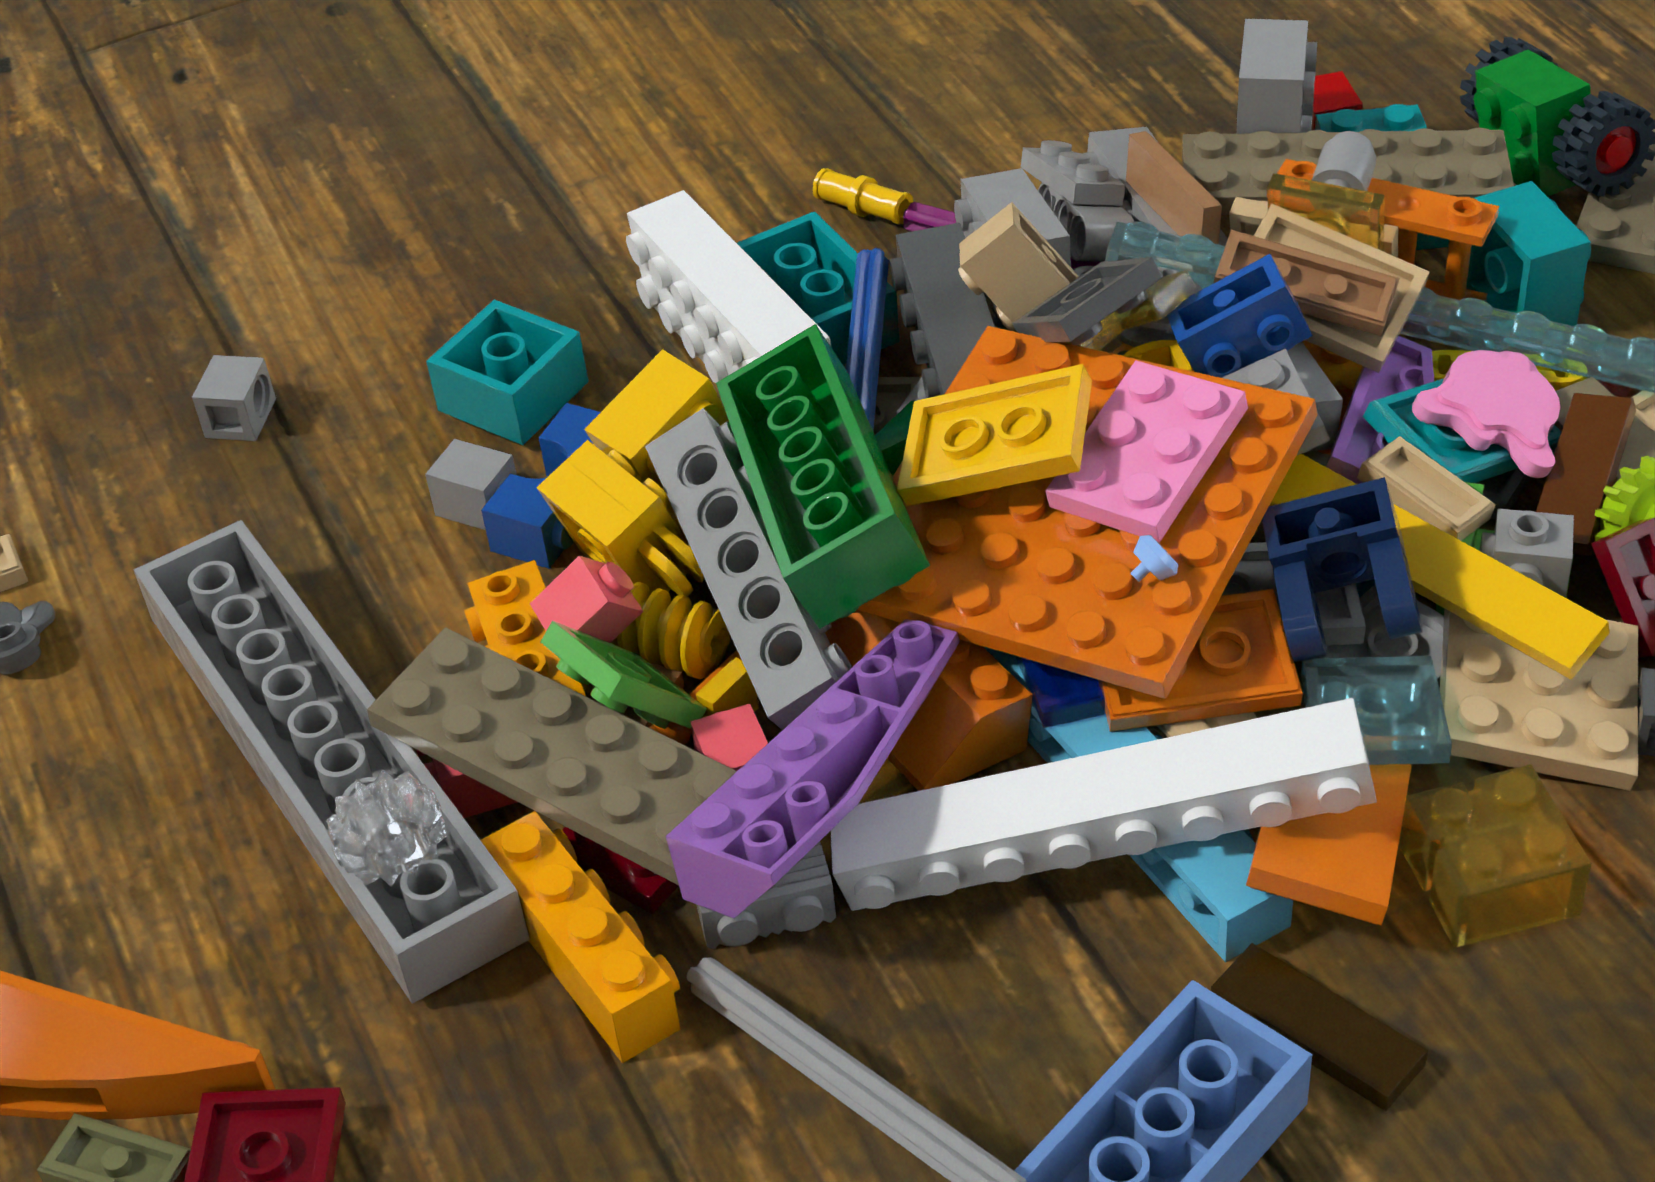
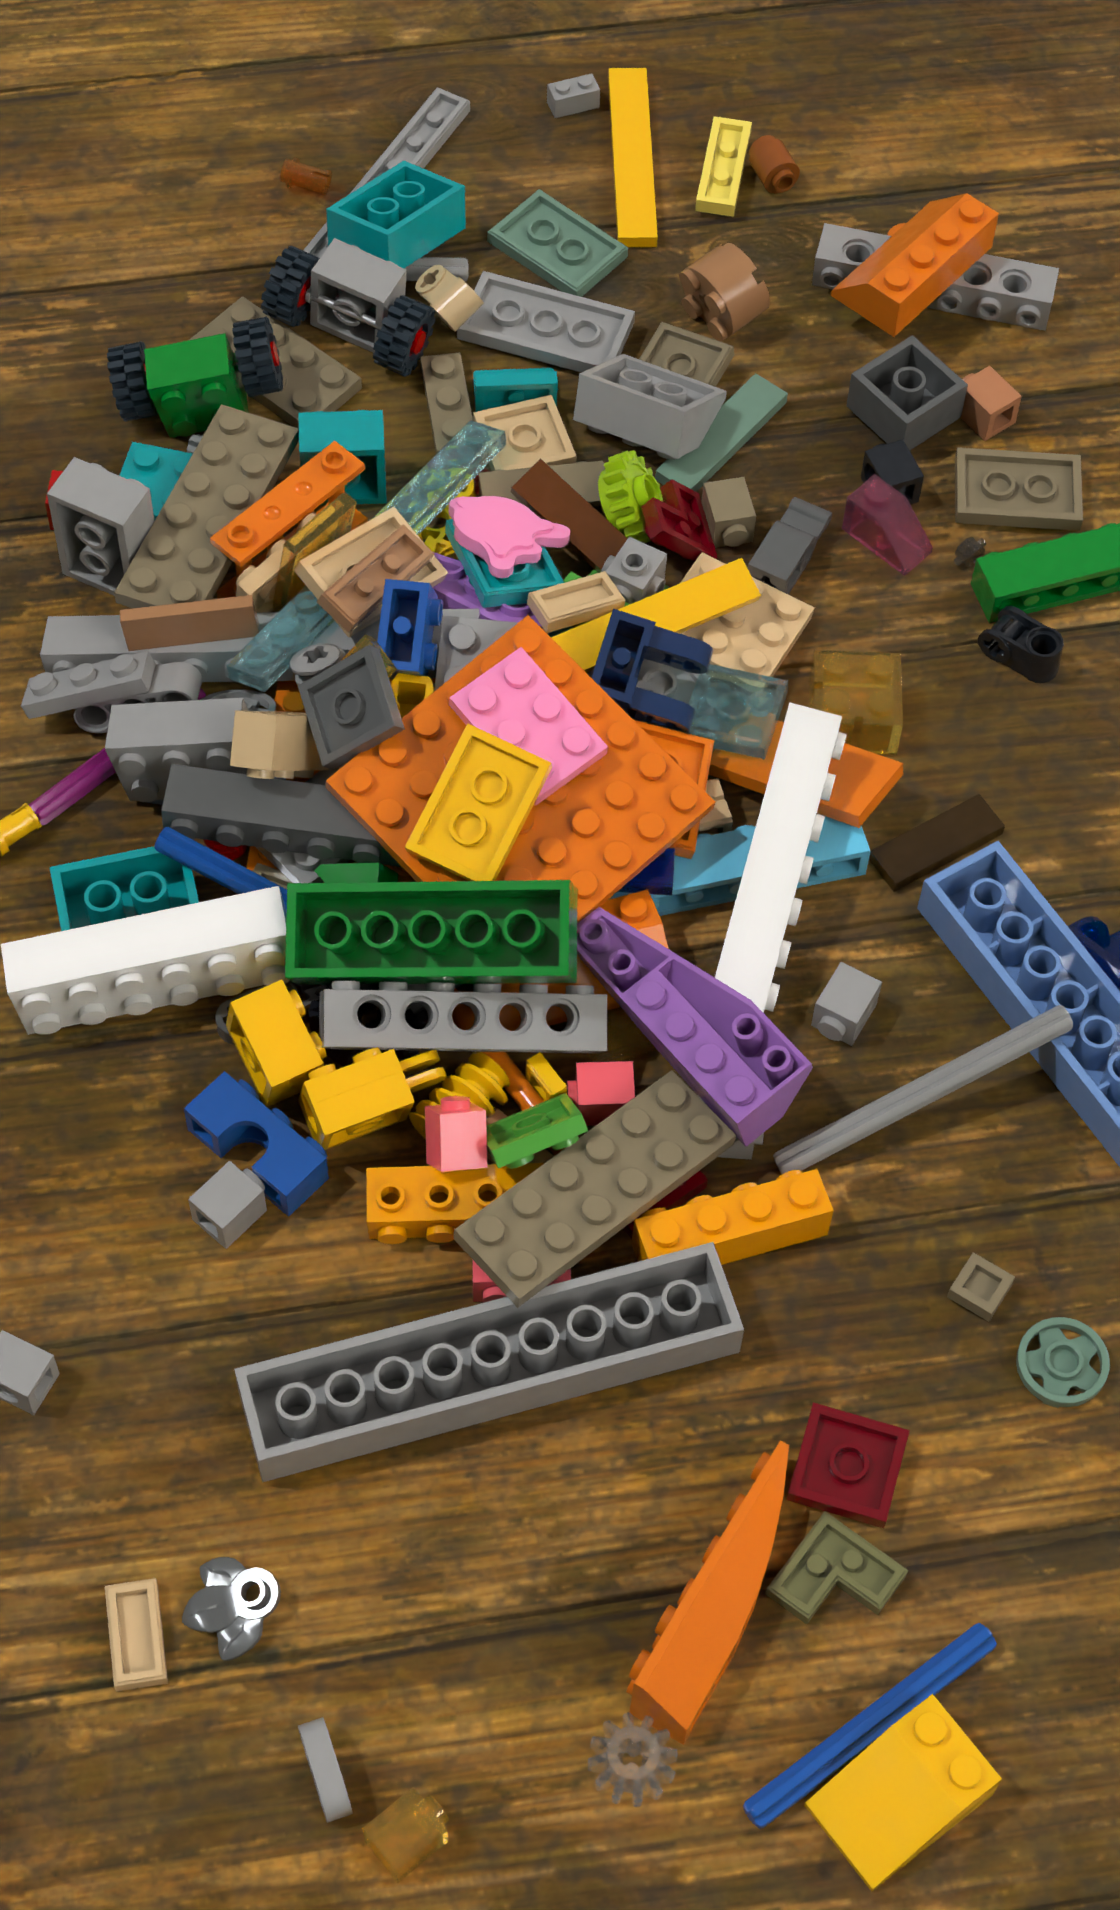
camera: 80 degrees left, 15 degrees up
(386, 828) = (661, 1298): clear gear -> none
(508, 371) = (110, 1145): teal brick -> none
(975, 974) = (846, 1004): none -> light grey brick
(1153, 559) = (629, 760): light blue rock -> none
(1346, 161) = (273, 508): light grey brick -> none

